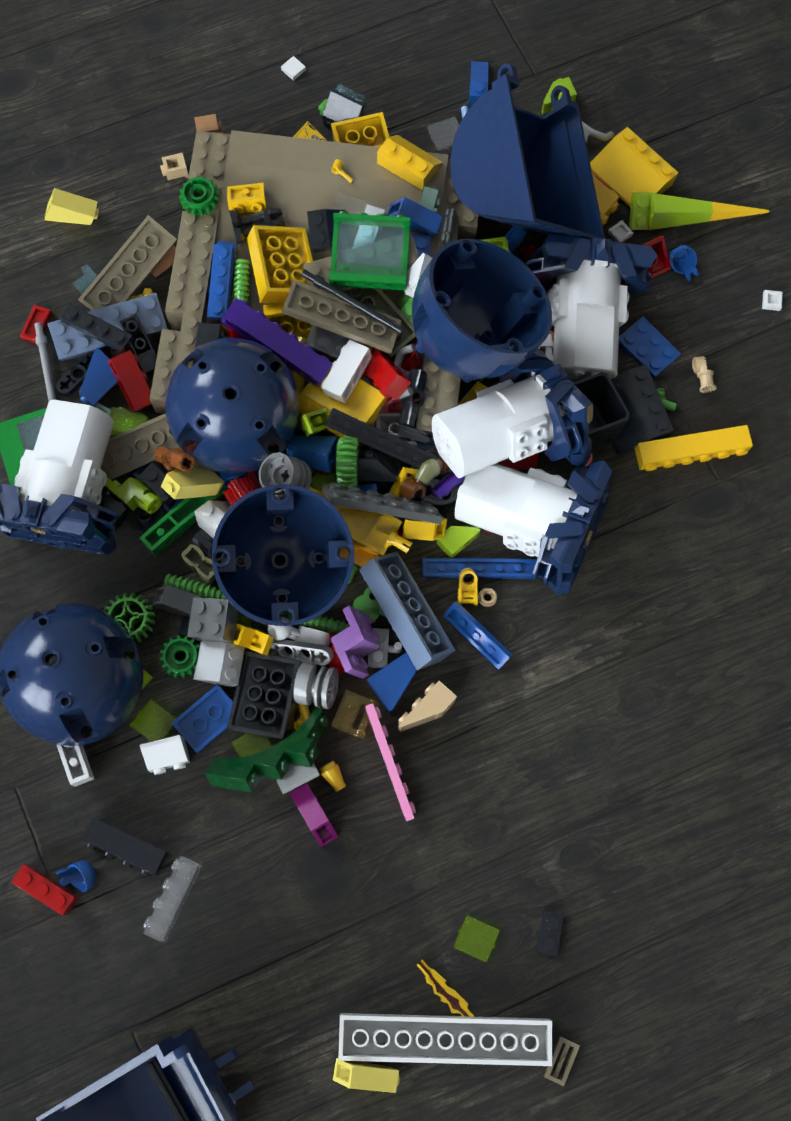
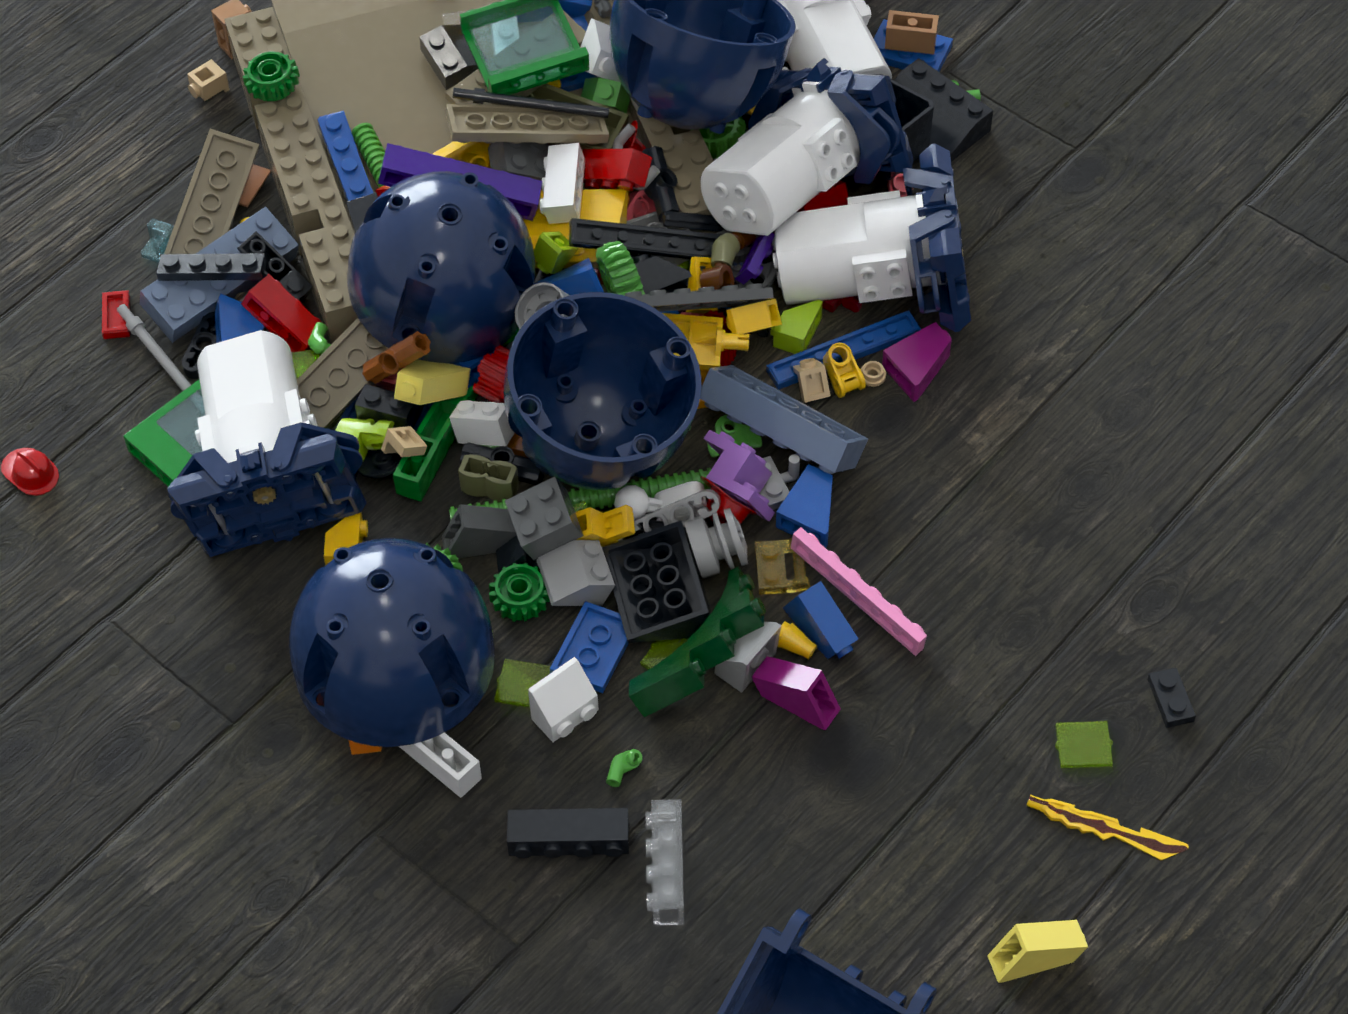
camera: 20 degrees left, 20 degrees down
(45, 889) = (489, 925): red brick -> none
(71, 208) = (94, 171): light yellow slope -> none
(79, 874) = (525, 890): blue piece -> none
(92, 568) = (345, 534): none -> yellow slope
(141, 411) = (316, 340): none -> bright green arm
(155, 519) = (404, 442): none -> tan bracket
(182, 811) = (621, 764): none -> bright green arm
(242, 220) = (371, 69): black piece -> none
(246, 198) = (332, 60): yellow bracket -> none
(278, 259) = (406, 107): yellow slope -> none
(304, 715) = (714, 589): yellow arm -> none
(355, 772) = (822, 621): none -> blue slope
(431, 707) = (873, 510): tan slope -> none
(444, 584) = (812, 380): none -> tan bracket
(445, 1039) = (1114, 859): white brick -> none
(477, 635) = (885, 416): blue plate -> none
(521, 601) = (917, 359): none -> magenta slope
(568, 1043) = (1274, 851): dark tan tile -> none
(651, 342) = (911, 32): none -> medium nougat brick
(693, 447) = (1026, 124): yellow brick -> none
(705, 376) = (993, 48): tan connector -> none

